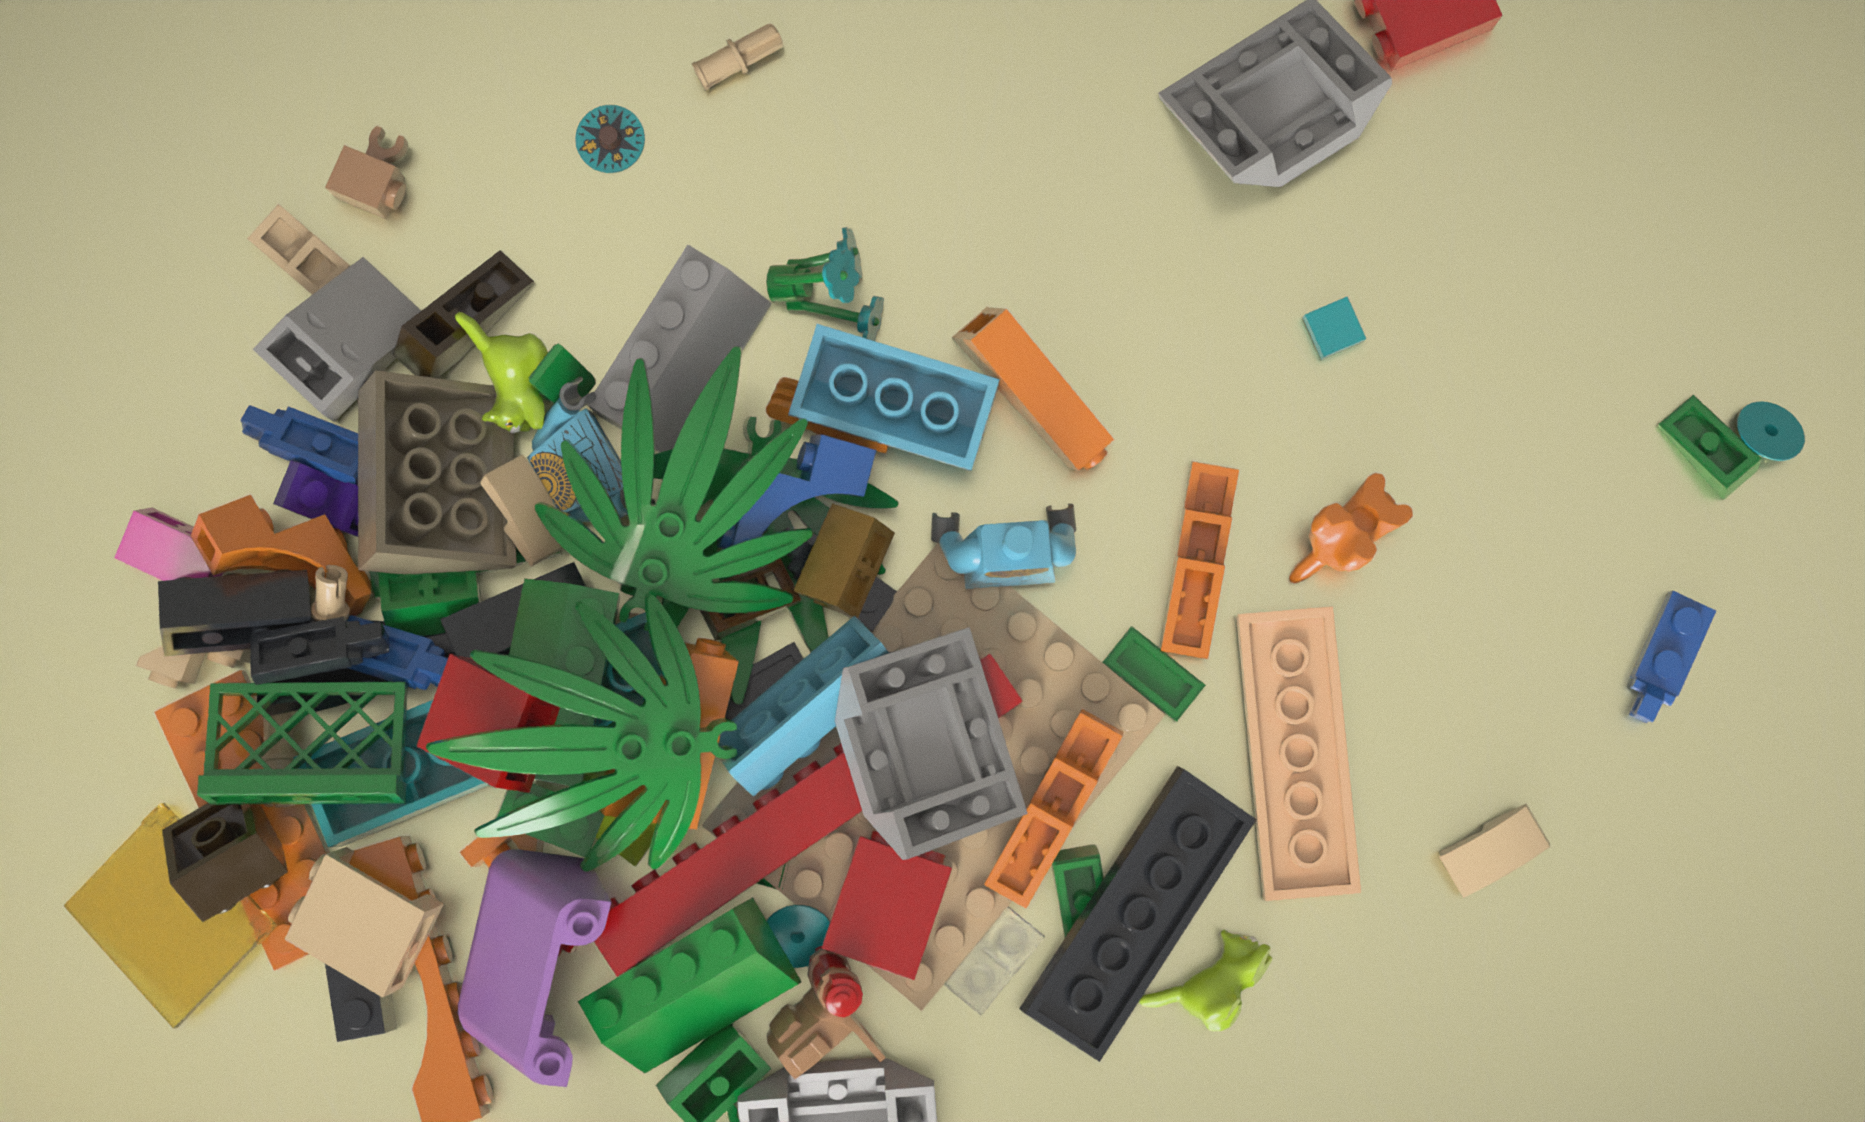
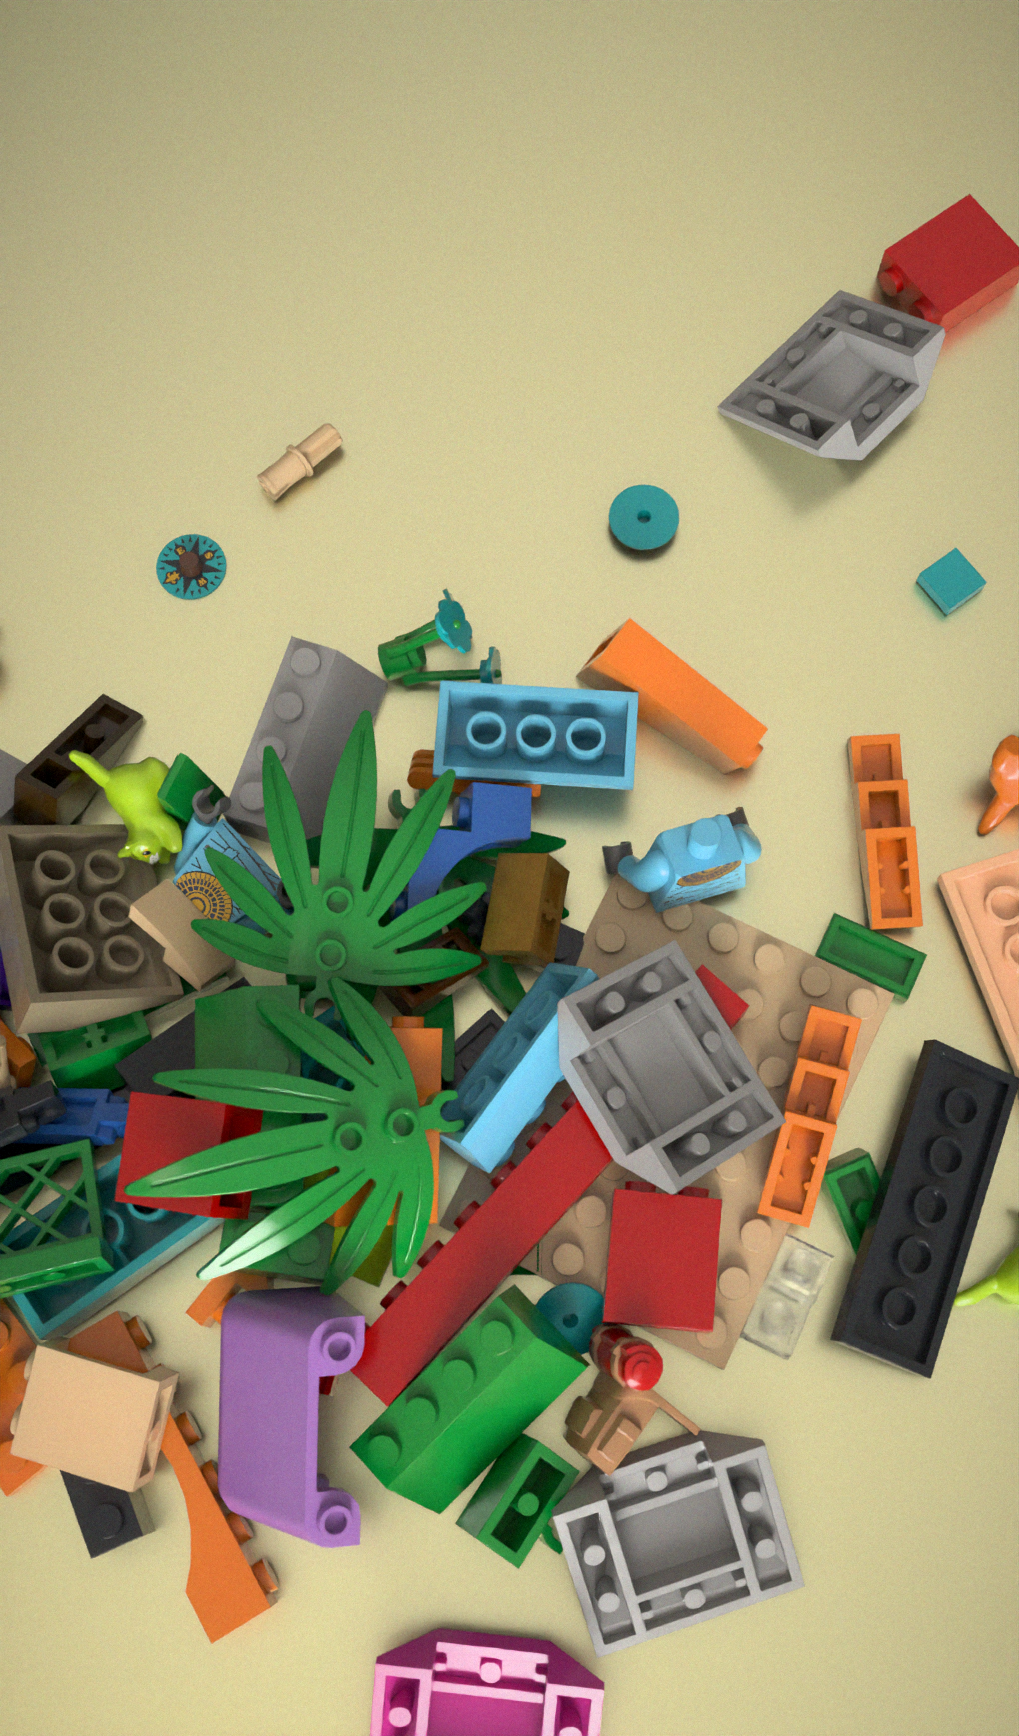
camera: 10 degrees left, 10 degrees down
(1056, 193) = (644, 517): none -> teal piece

